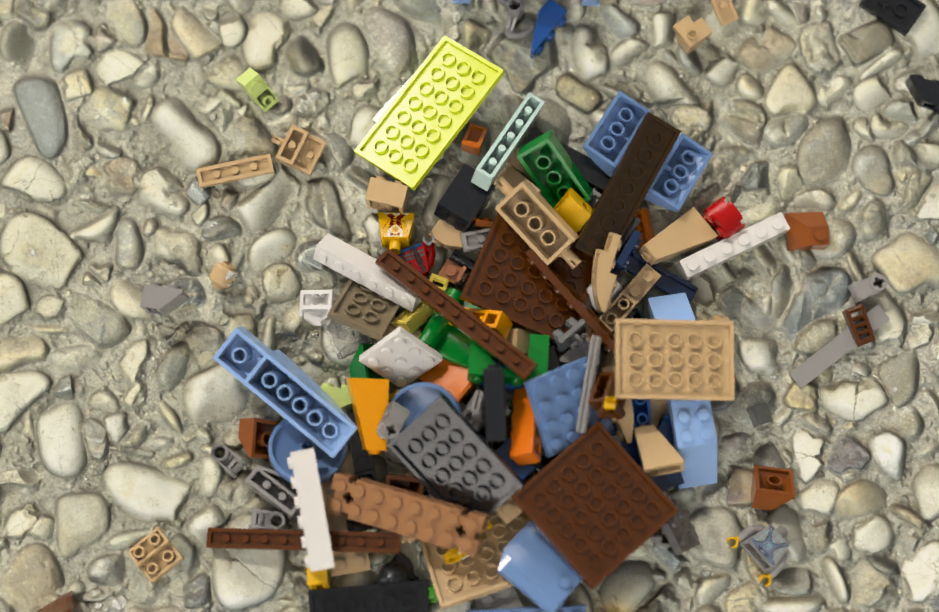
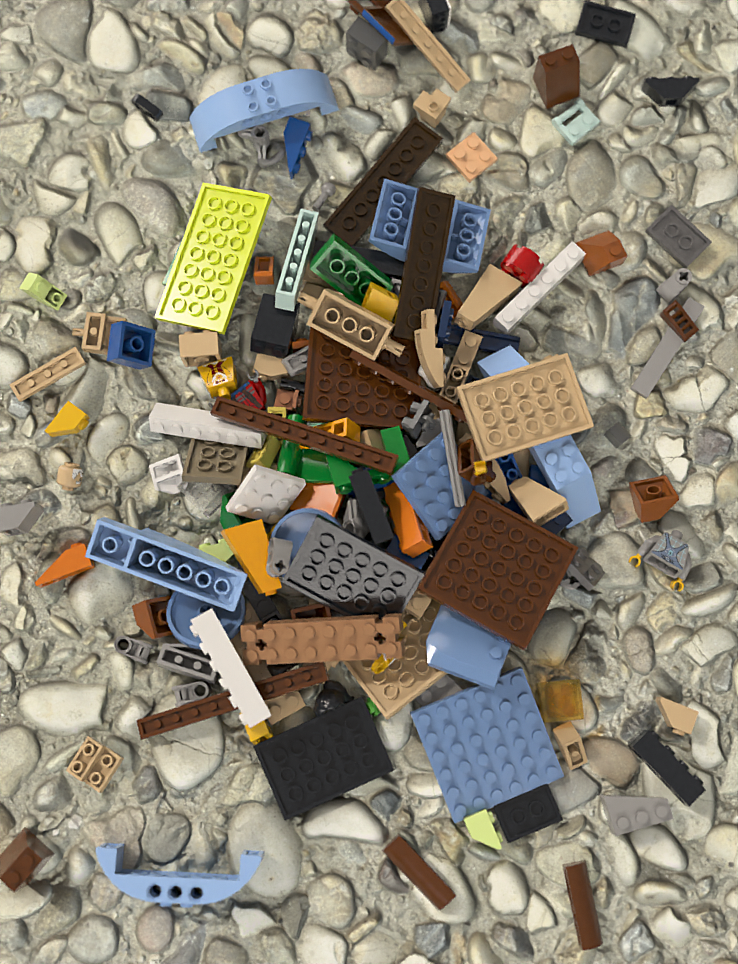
camera: 20 degrees left, 0 degrees up
(194, 359) = (67, 565): none -> orange slope
(239, 222) = (68, 421): none -> yellow slope
(322, 170) = (131, 345): none -> blue brick
(562, 81) = (328, 189): none -> light grey bar
(635, 80) = (396, 164): none -> dark brown plate
(713, 95) = (471, 157): none -> light nougat plate
(825, 44) = (558, 76): none -> reddish brown slope
(830, 99) = (579, 126): none -> light aqua plate
(888, 241) = (678, 236): none -> flat silver plate

